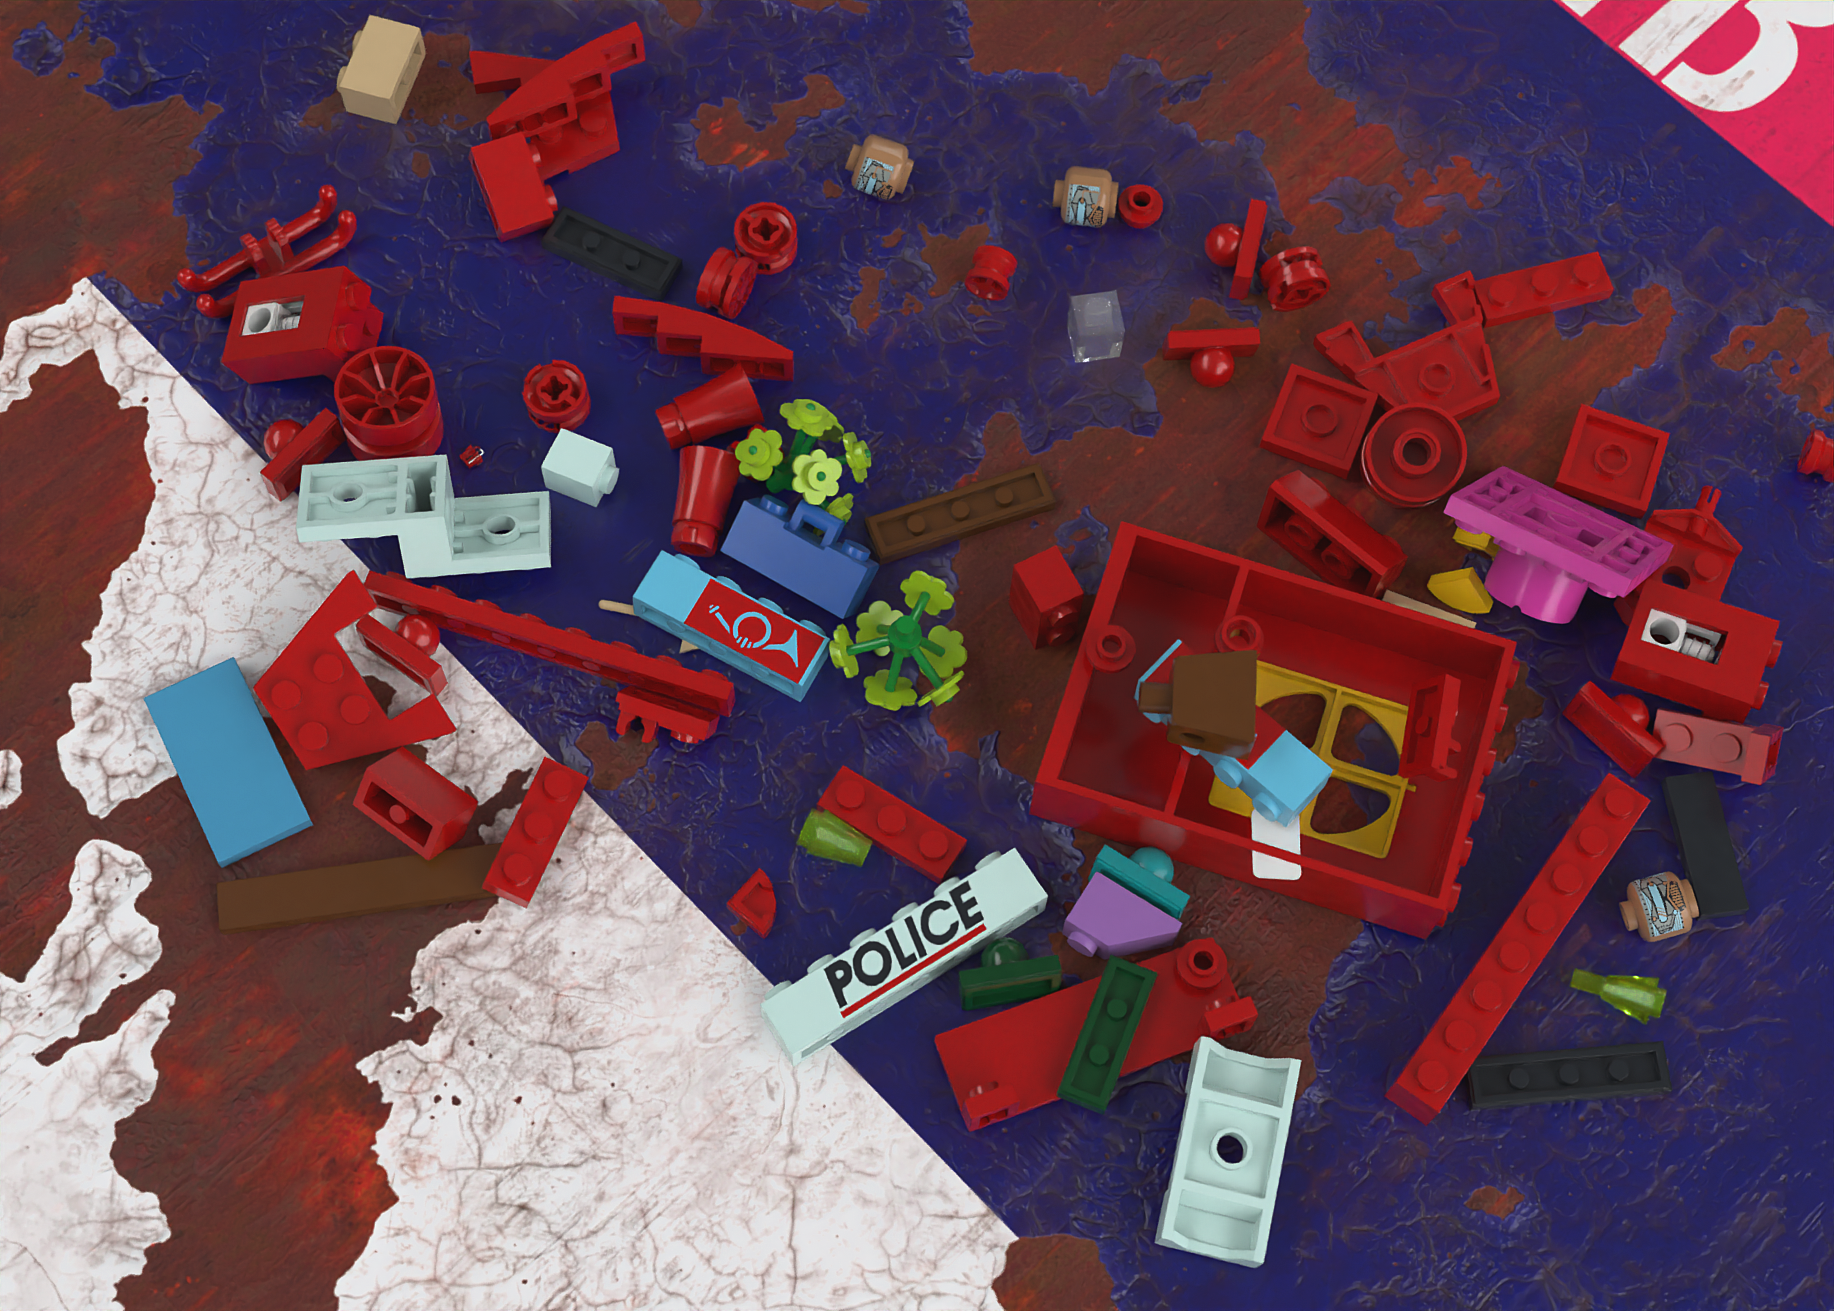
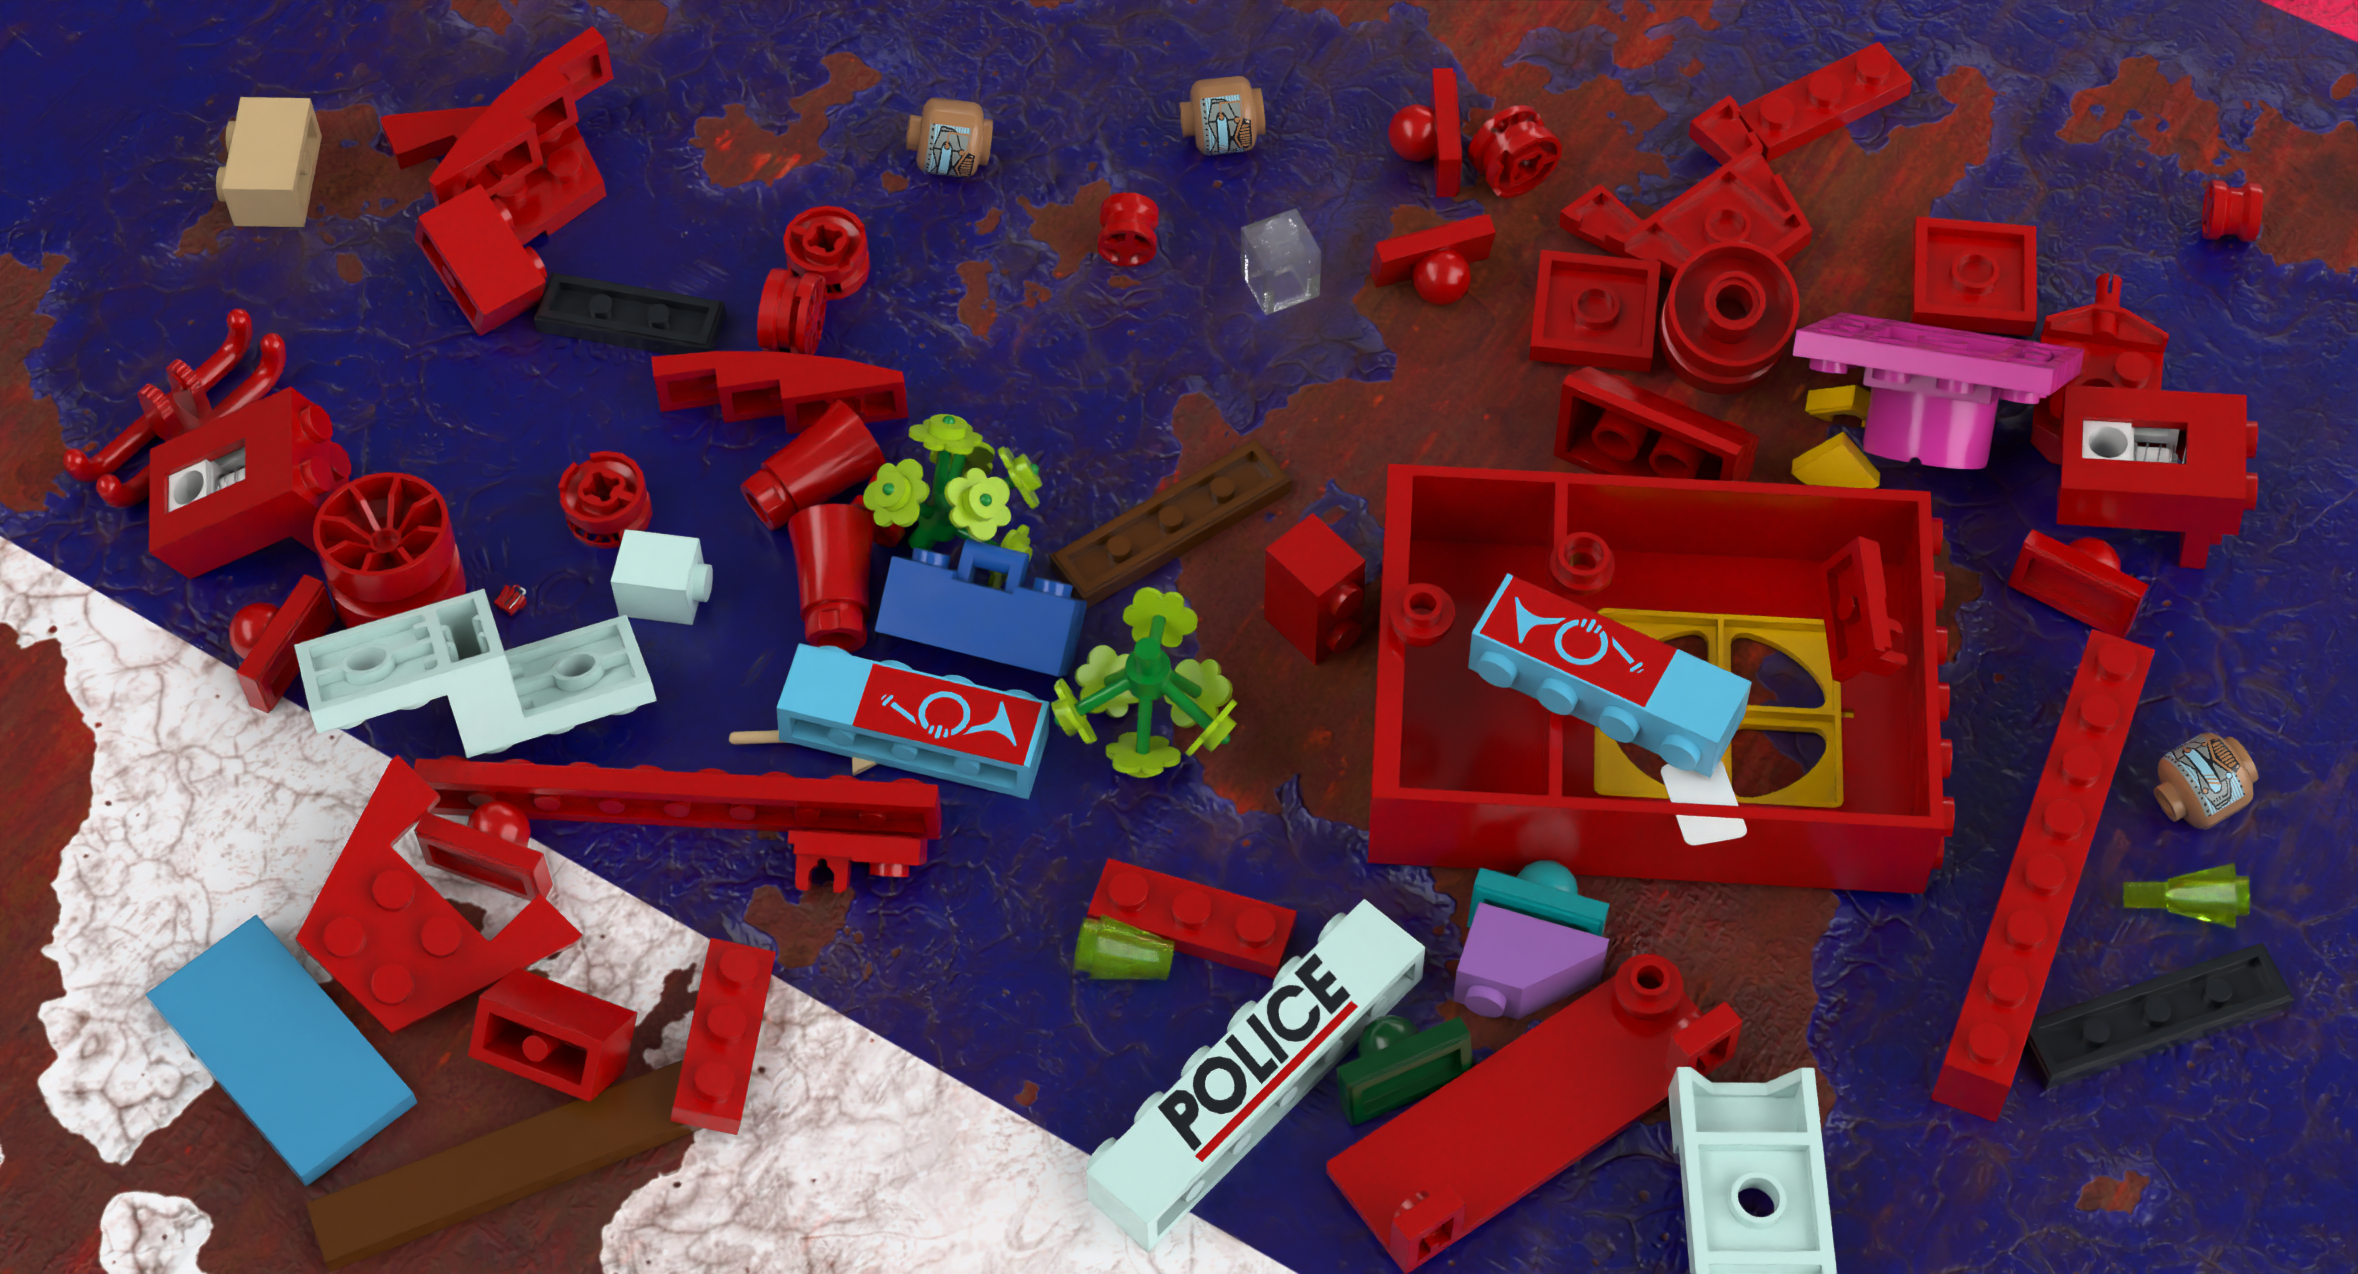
camera: 10 degrees left, 10 degrees down
(755, 903) = (1040, 1059): red tile -> none
(1106, 1034) = (1551, 1104): dark green tile -> none
(1140, 216) = (1293, 114): red plate -> none
(1208, 702) = (1571, 633): reddish brown torso -> none
(1704, 844) = (2236, 695): black tile -> none
(1718, 744) = (2214, 568): red bracket -> none

